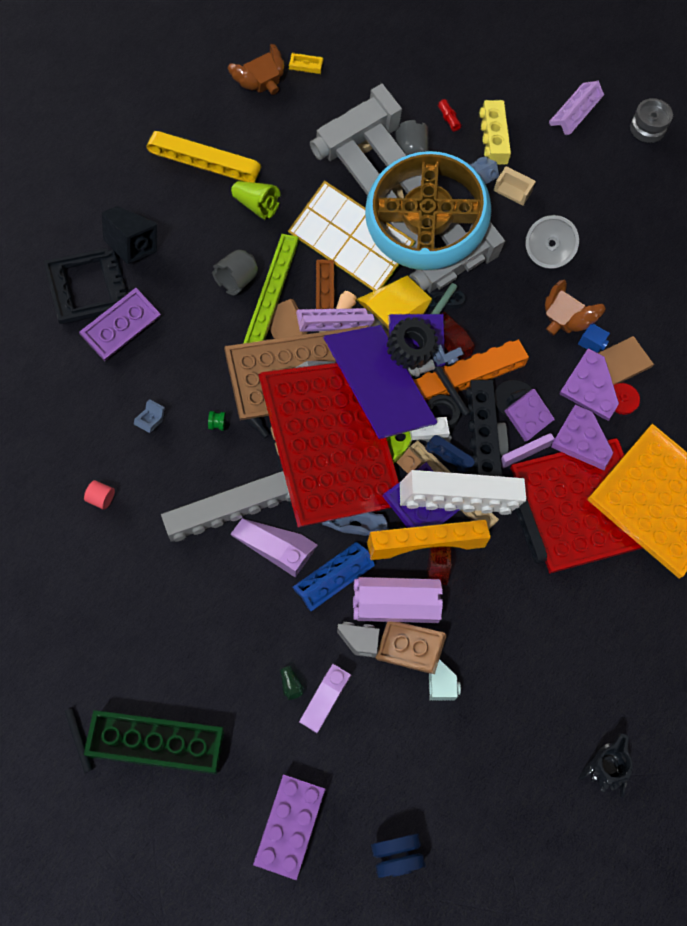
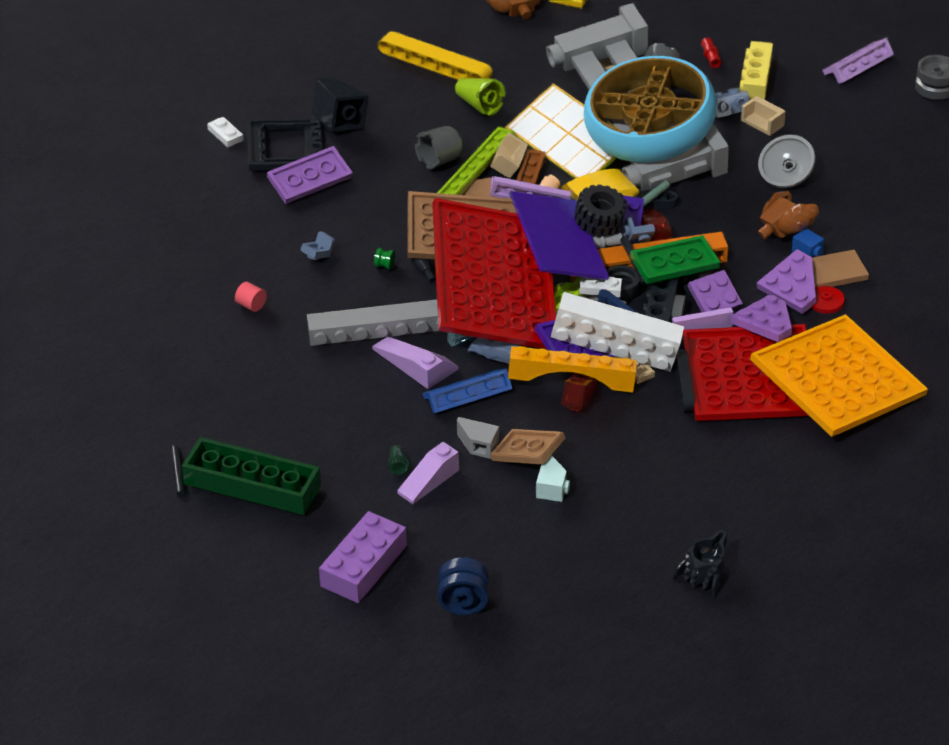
camera: 20 degrees right, 25 degrees down
(25, 277) = (225, 132): none -> white plate
(302, 271) = (509, 155): none -> tan panel
(397, 600) = (523, 407): lavender brick -> none
(489, 387) = (674, 259): none -> green plate

